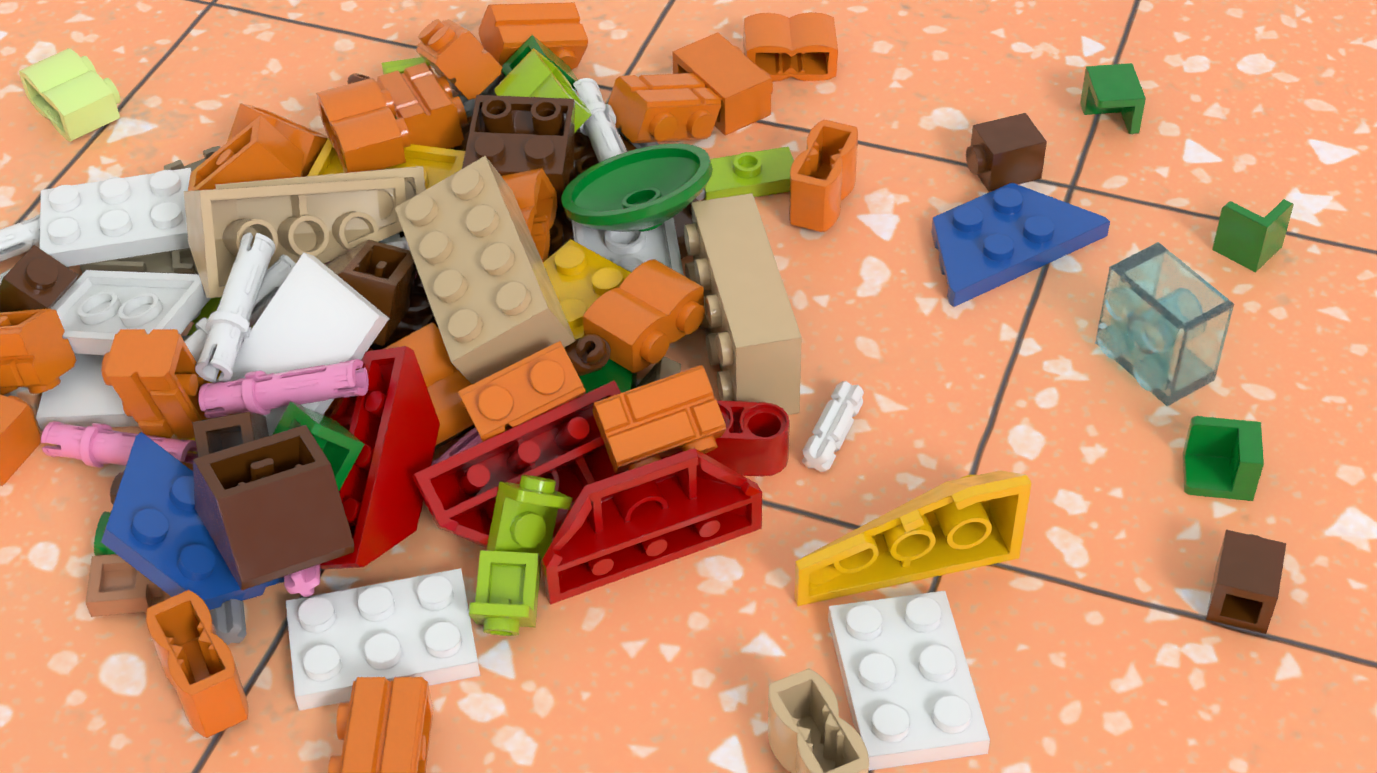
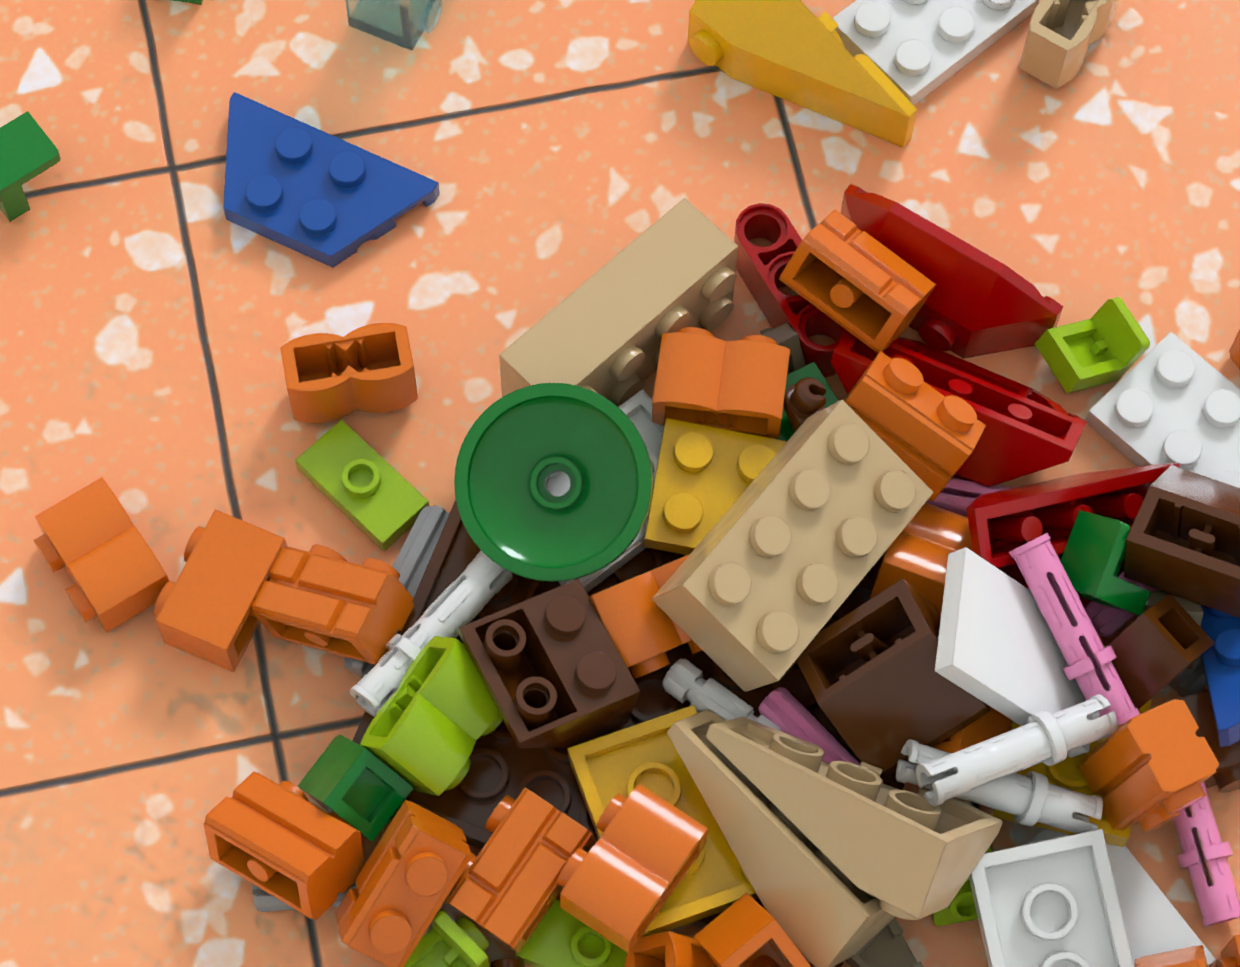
camera: 125 degrees left, 20 degrees up
(526, 515) = (1010, 358): lime bracket -> none
(833, 426) = (728, 201): white axle -> none
(1006, 151) = (178, 229): reddish brown brick -> none

